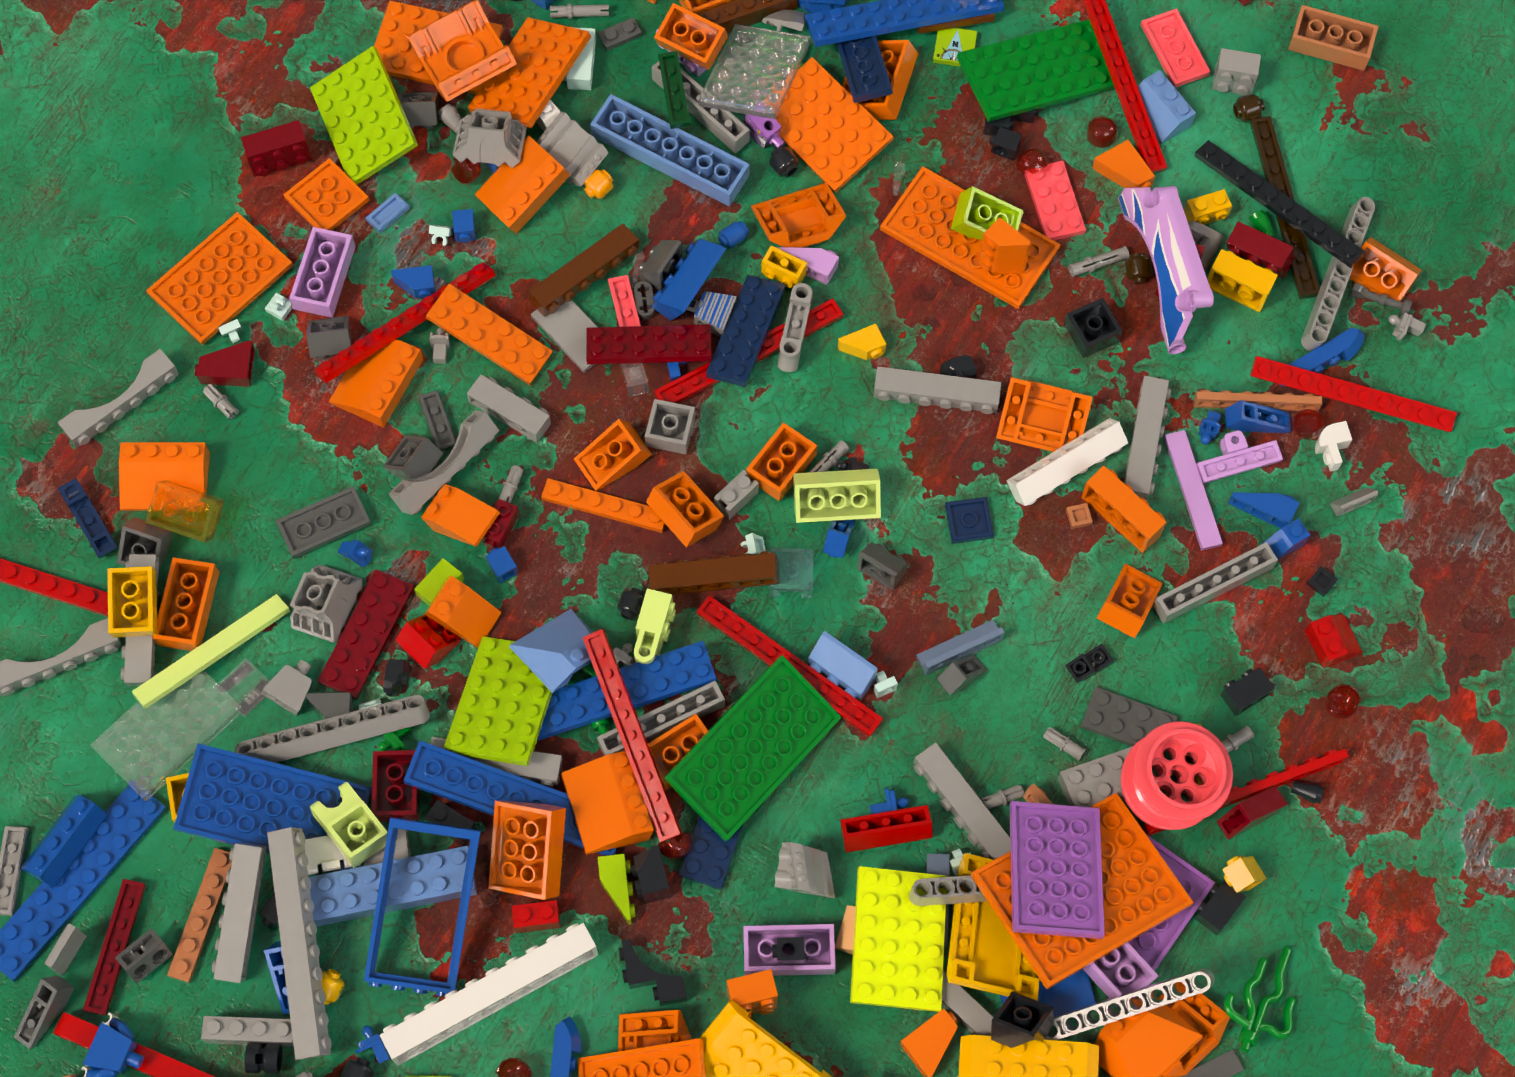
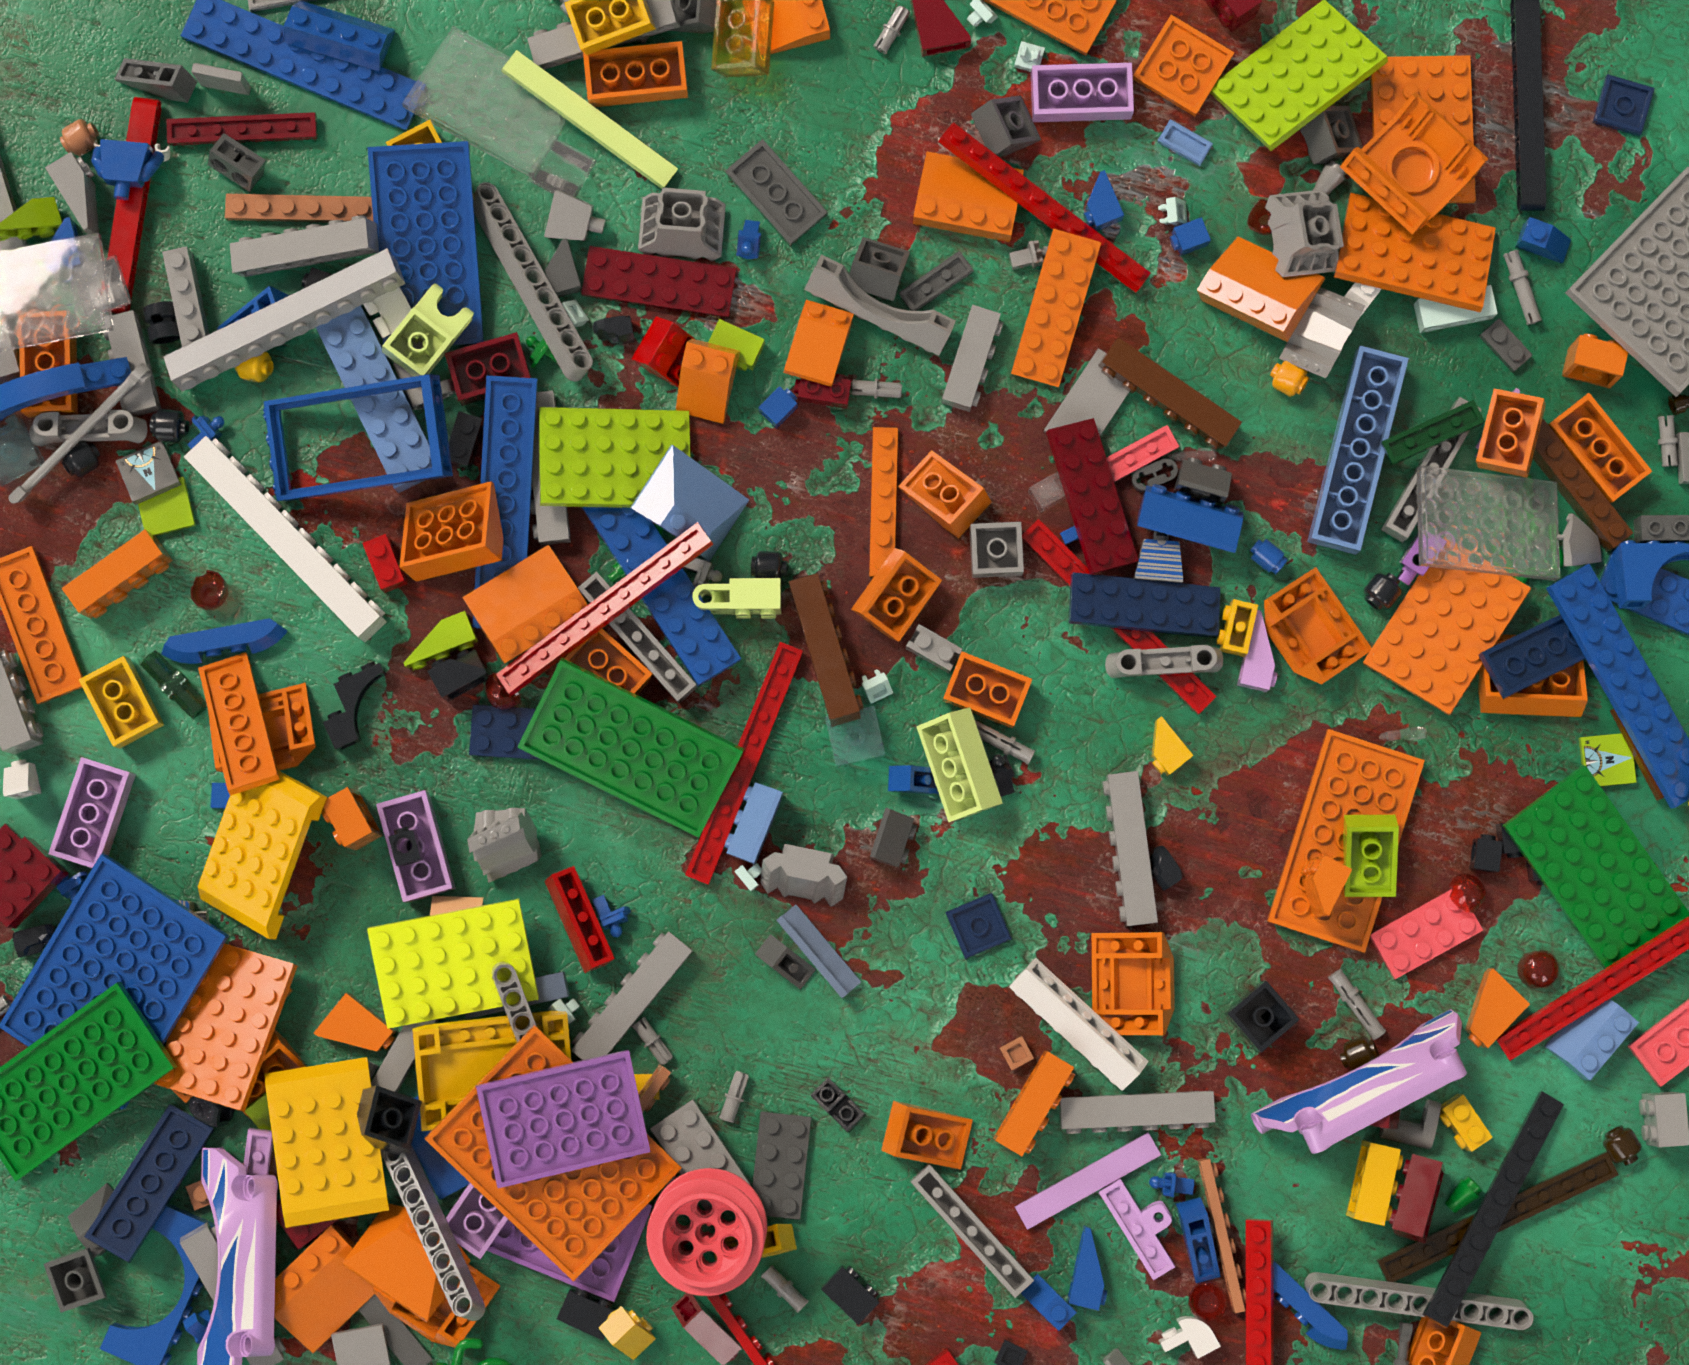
camera: 75 degrees right, 15 degrees up
(895, 637) = (804, 874): none -> light grey slope

